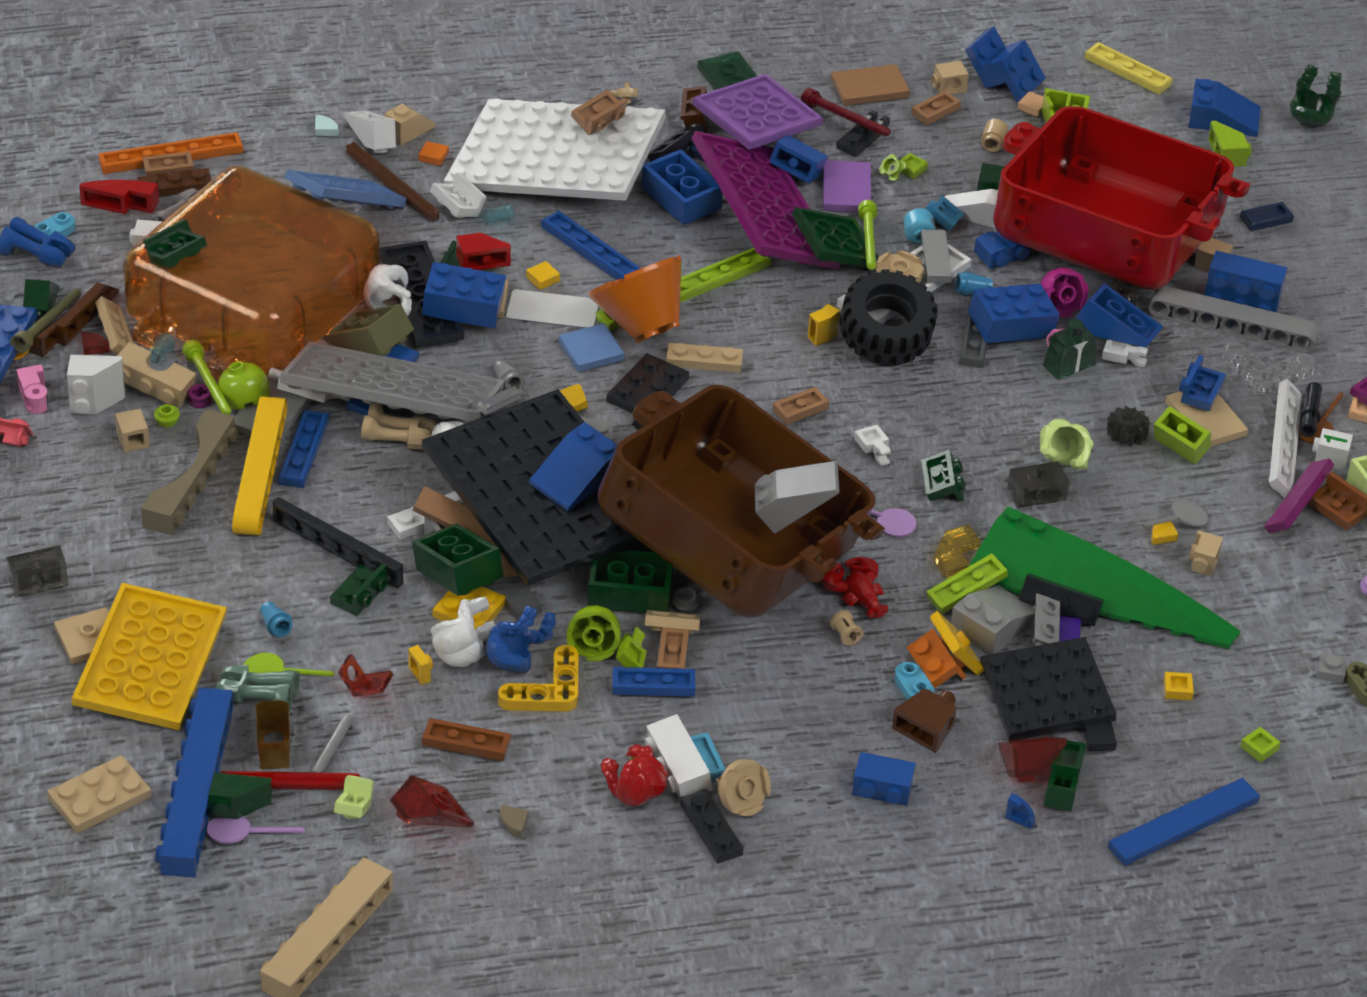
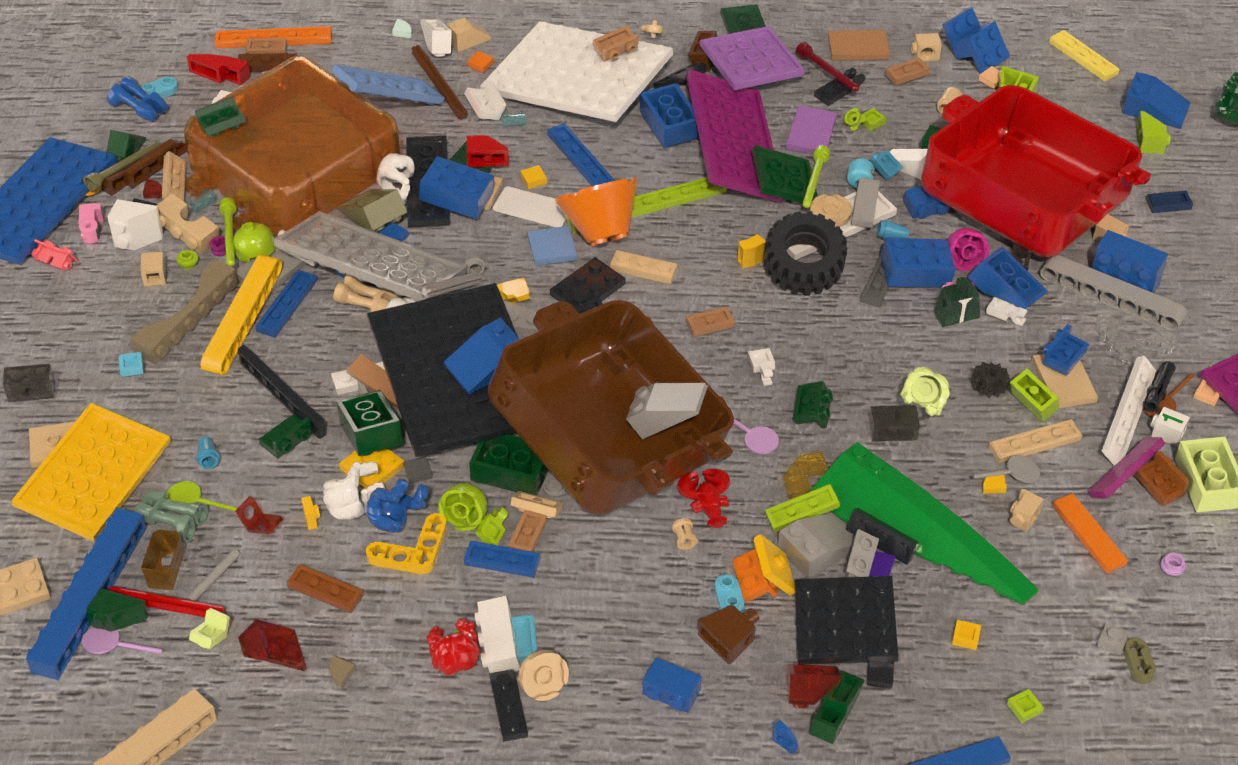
camera: 15 degrees right, 5 degrees up
(147, 537) = (131, 364): none -> medium azure plate
(798, 159) = (775, 102): blue brick -> none
(1193, 483) = (1035, 440): none -> tan tile
(1278, 567) = (1090, 533): none -> orange tile

